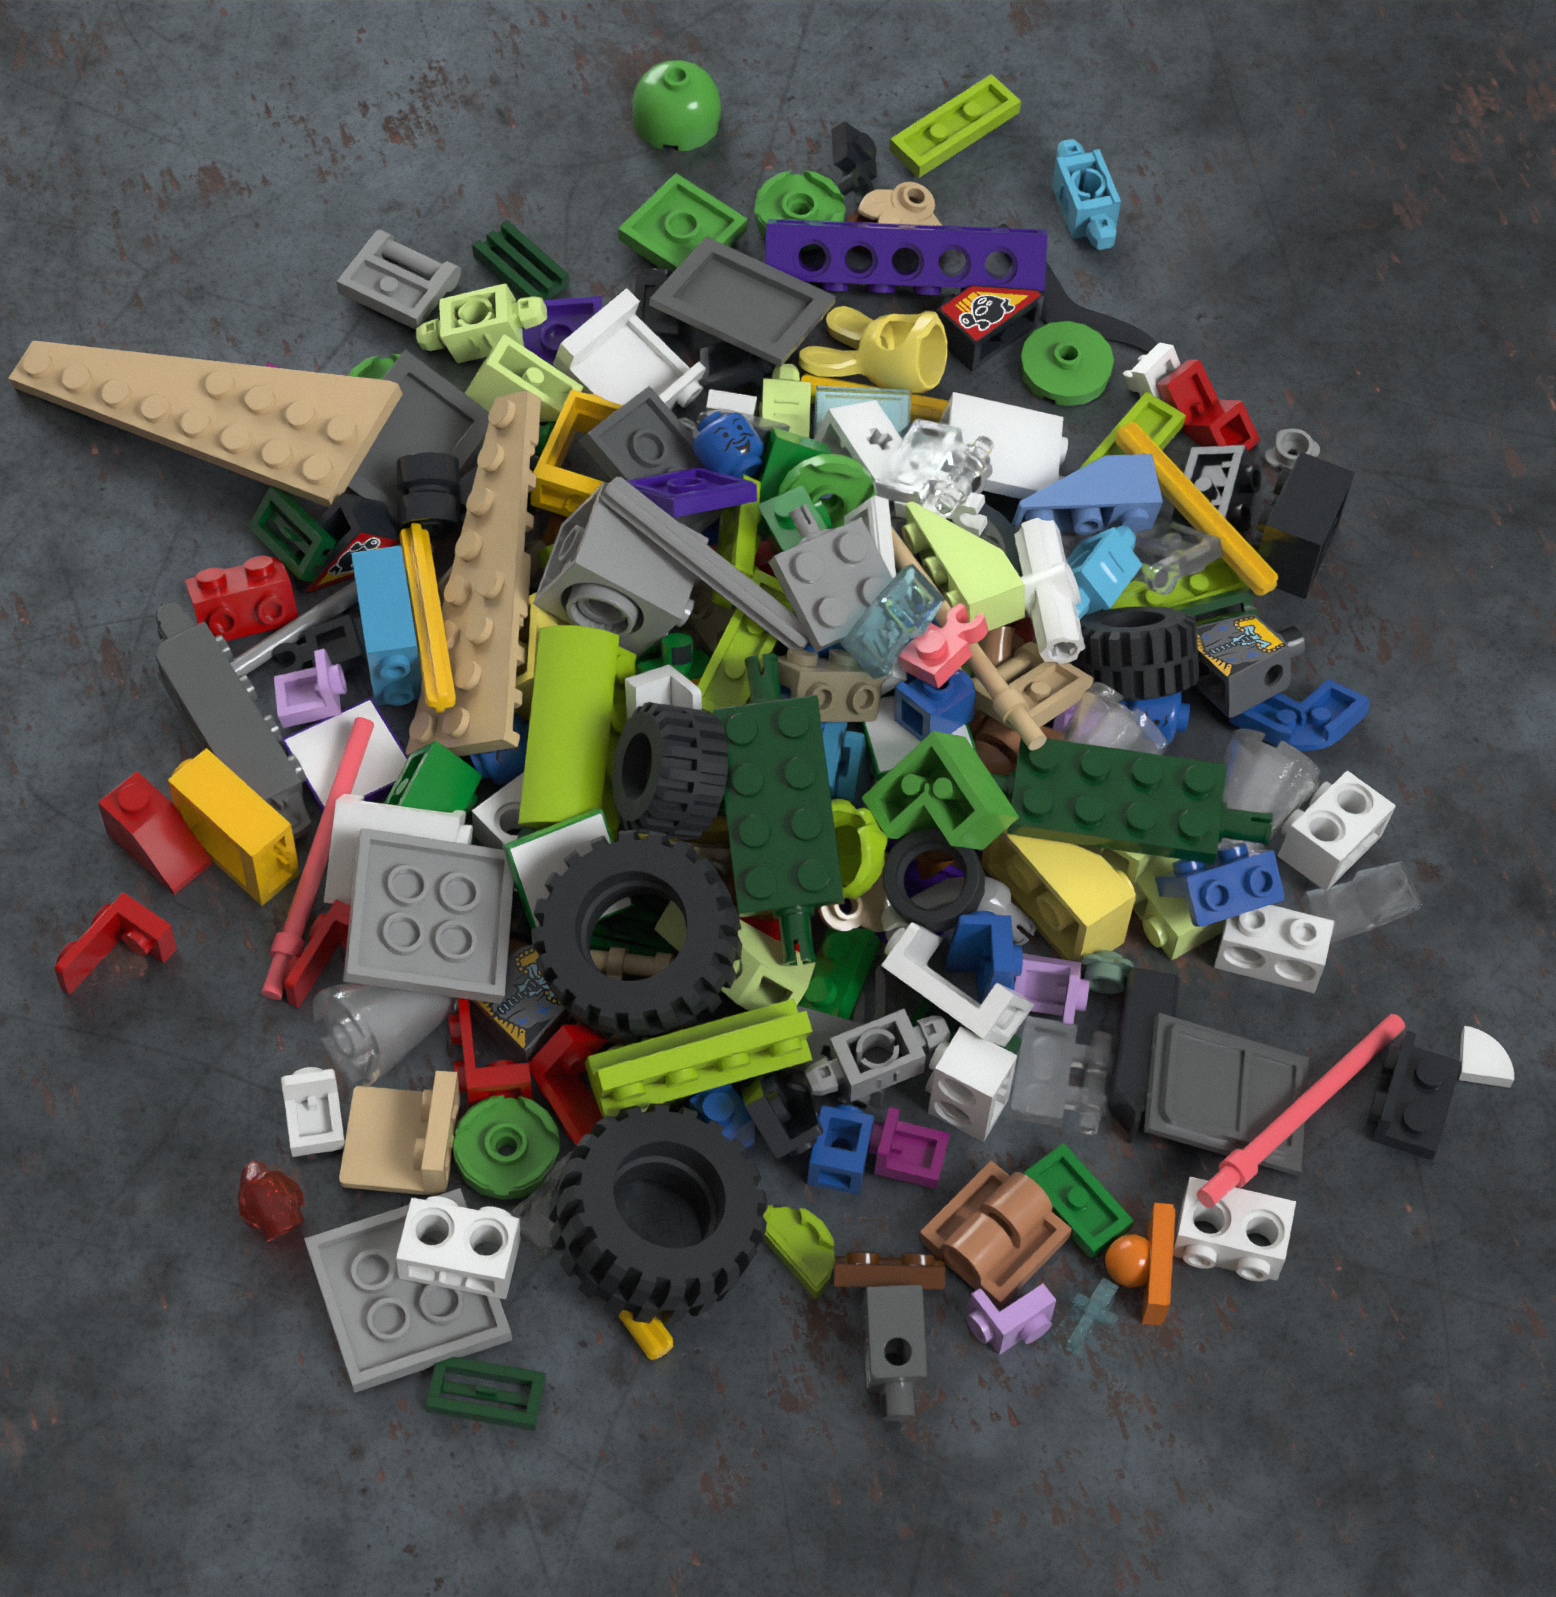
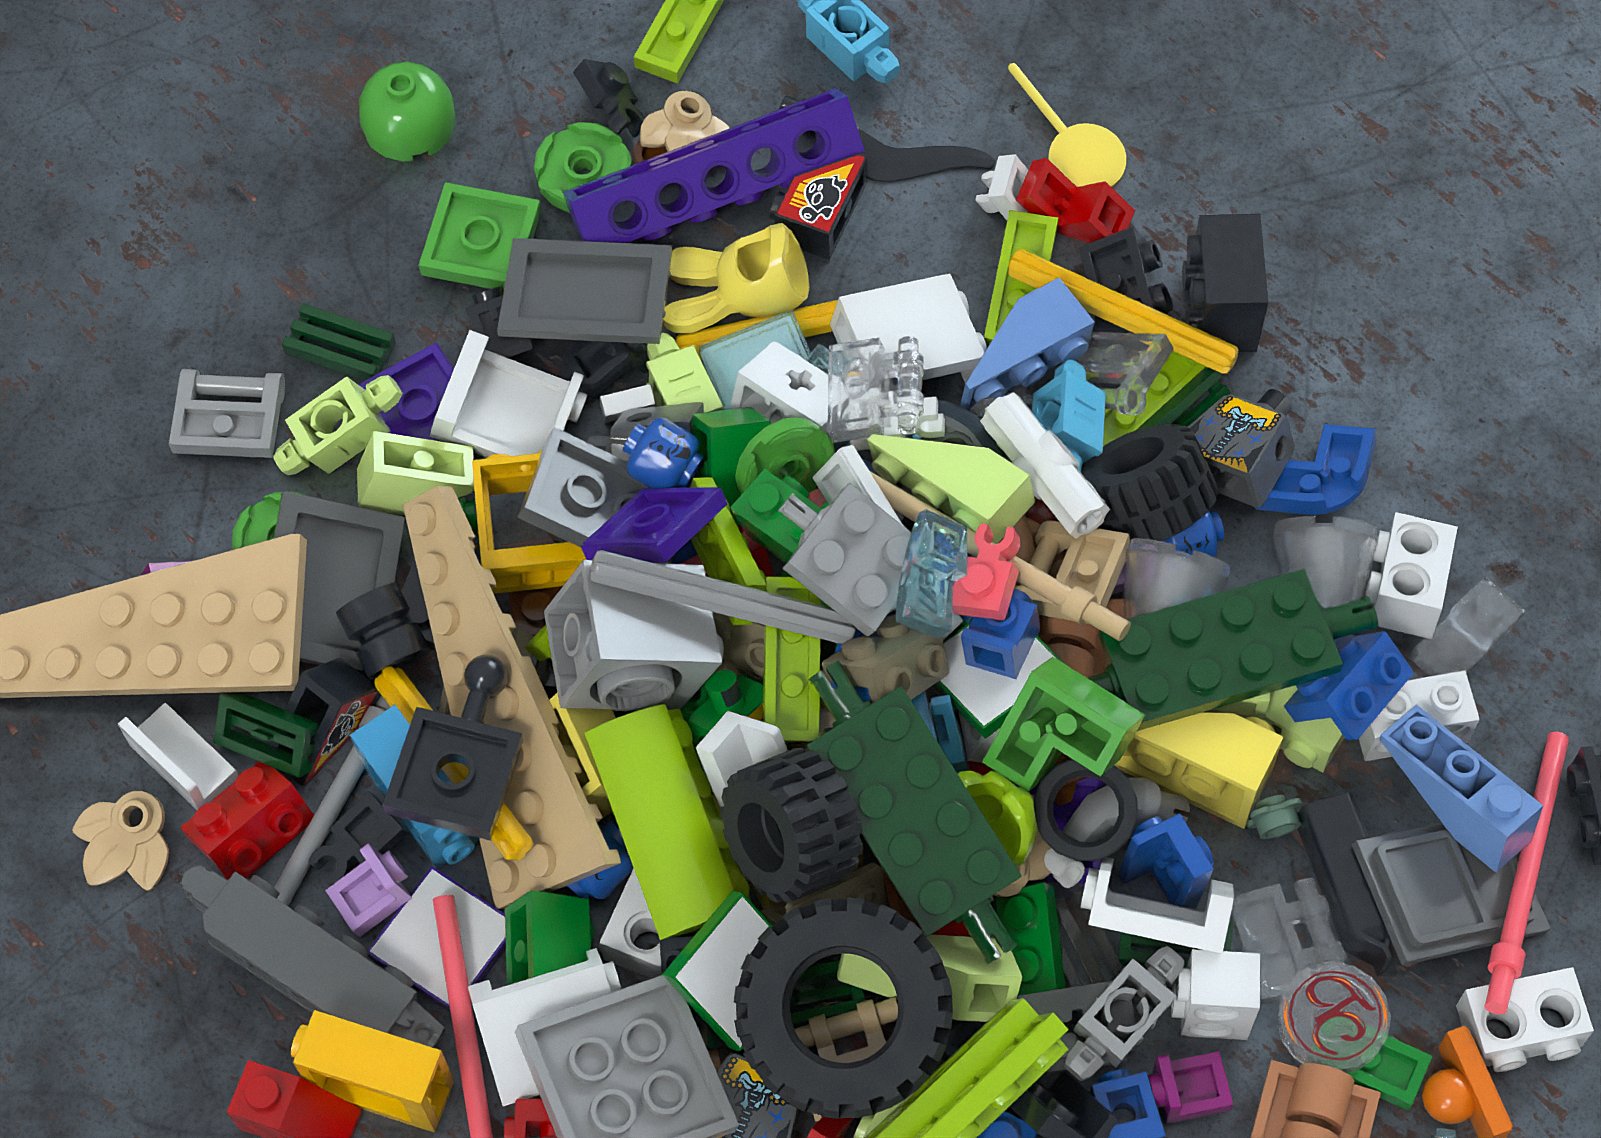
camera: 20 degrees left, 5 degrees up
(131, 573) = (118, 845): none -> tan plate
(214, 523) = (180, 756): none -> white panel
(421, 584) = (442, 739): none -> black plate
(1053, 986) = (1242, 855): lavender bracket -> none
(1063, 380) = (913, 232): bright green plate -> none
(1063, 1147) = (1333, 1016): none -> clear tile
(1241, 372) = (1082, 151): none -> light yellow piece
(1276, 1012) = (1463, 789): none -> medium blue slope
(1287, 442) = (1174, 198): light grey plate -> none

